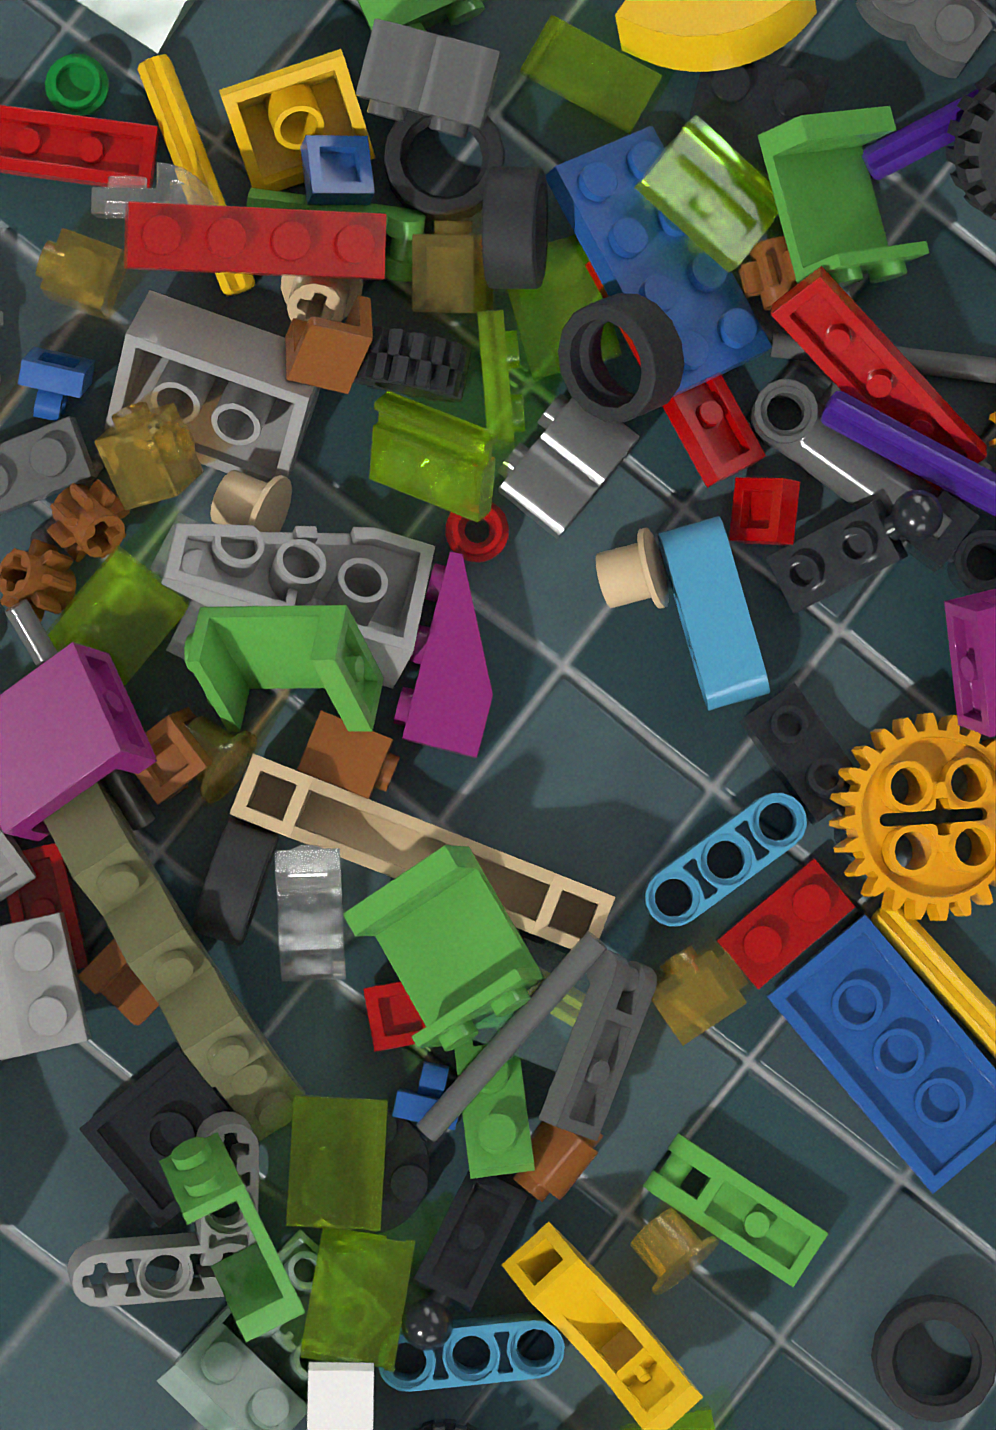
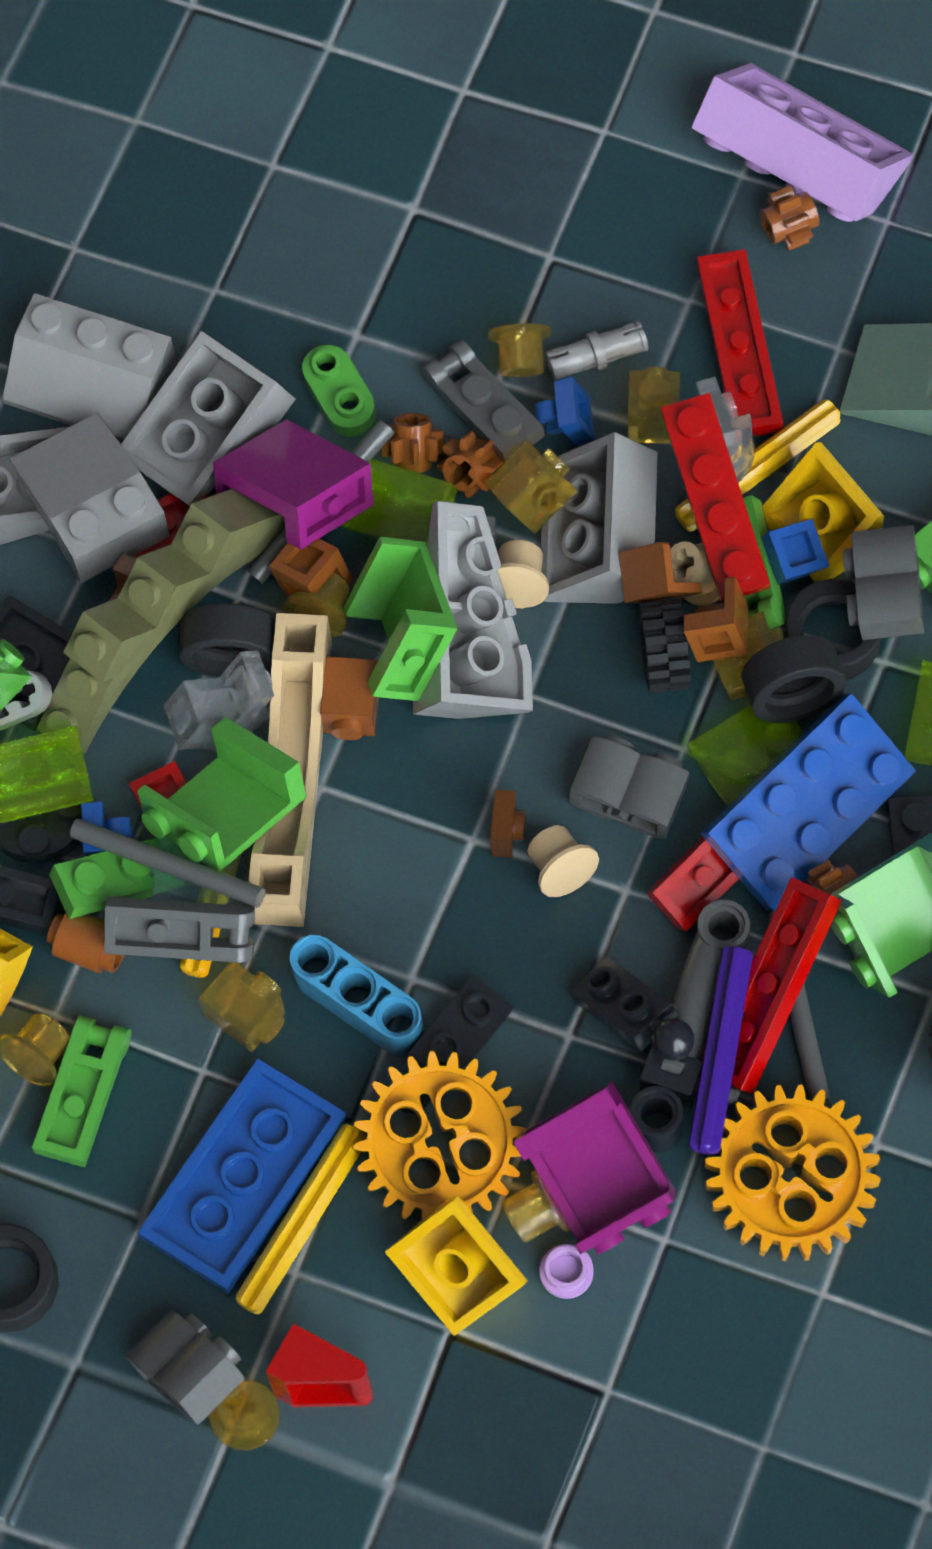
camera: 85 degrees right, 20 degrees down
(77, 85) = (795, 364): green plate -> none
(419, 291) = (720, 628): none -> dark orange panel
(433, 456) = (598, 681): clear neon green plate -> none
(453, 681) = (432, 755): magenta slope -> none
(480, 551) = (556, 728): red plate -> none
(497, 354) = (685, 707): clear neon green plate -> none
(568, 620) = (507, 824): none -> reddish brown plate
(655, 342) = (719, 782): black tyre -> none
(710, 193) = (873, 815): clear neon green plate -> none
(713, 613) = (548, 929): dark azure beam -> none
(764, 511) = (642, 942): red plate -> none
(785, 923) = (321, 1062): red plate -> none

